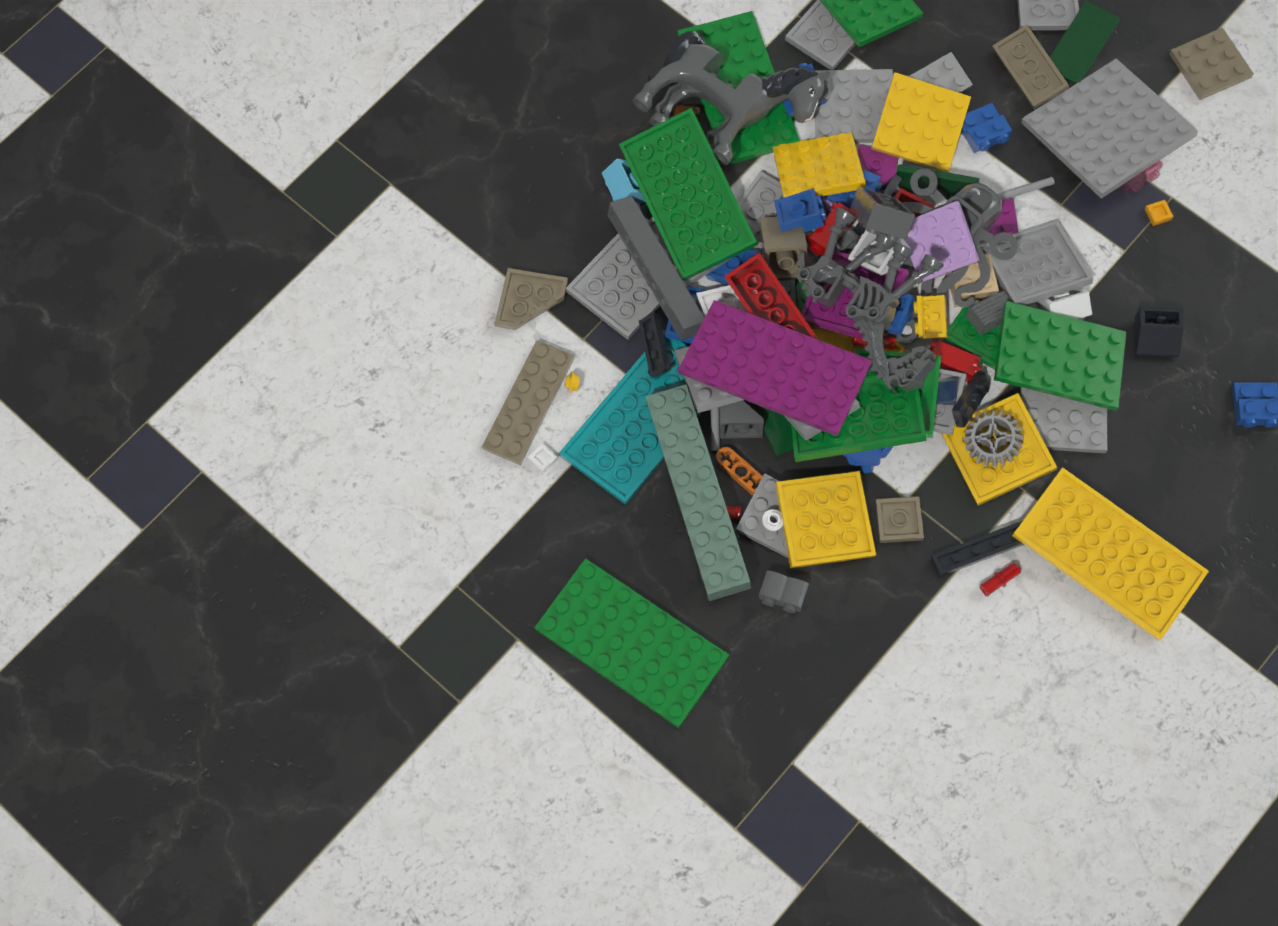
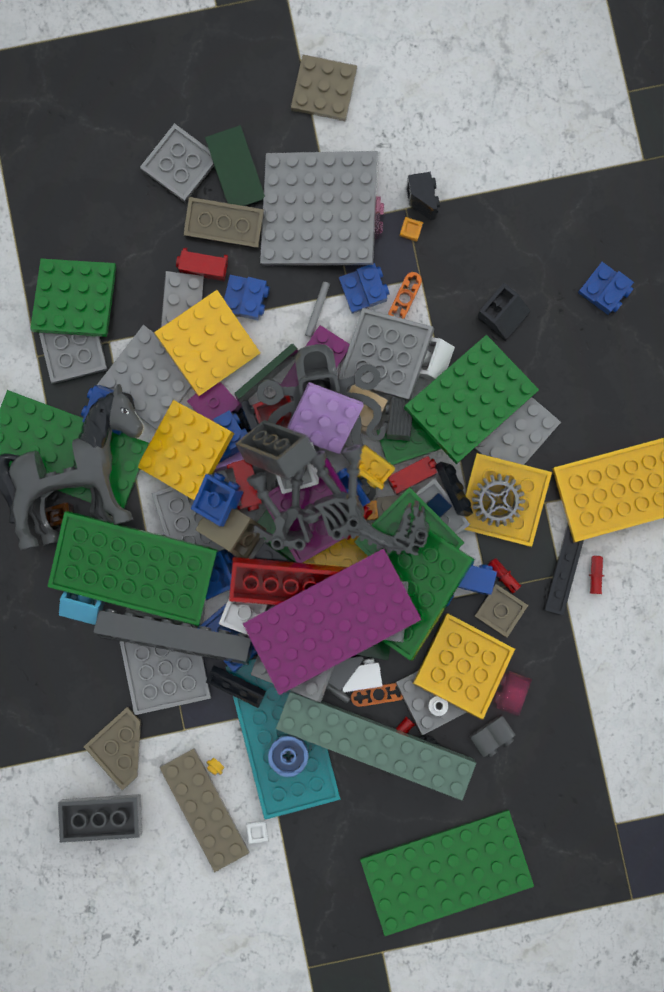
camera: 55 degrees left, 15 degrees up
(459, 321) = (100, 818): none -> dark grey brick
(630, 437) = (280, 763): none -> medium blue brick
(746, 440) = (365, 676): none -> white slope
(835, 581) = (512, 692): none -> clear pink brick
(908, 470) = (479, 579): none -> blue brick
(932, 500) = (504, 576): none -> red axle
(984, 81) = (202, 265): none -> red brick
(1076, 211) = (364, 288): none -> blue plate
(1103, 242) = (406, 283): none -> orange beam
(1196, 194) = (421, 194): none -> black slope

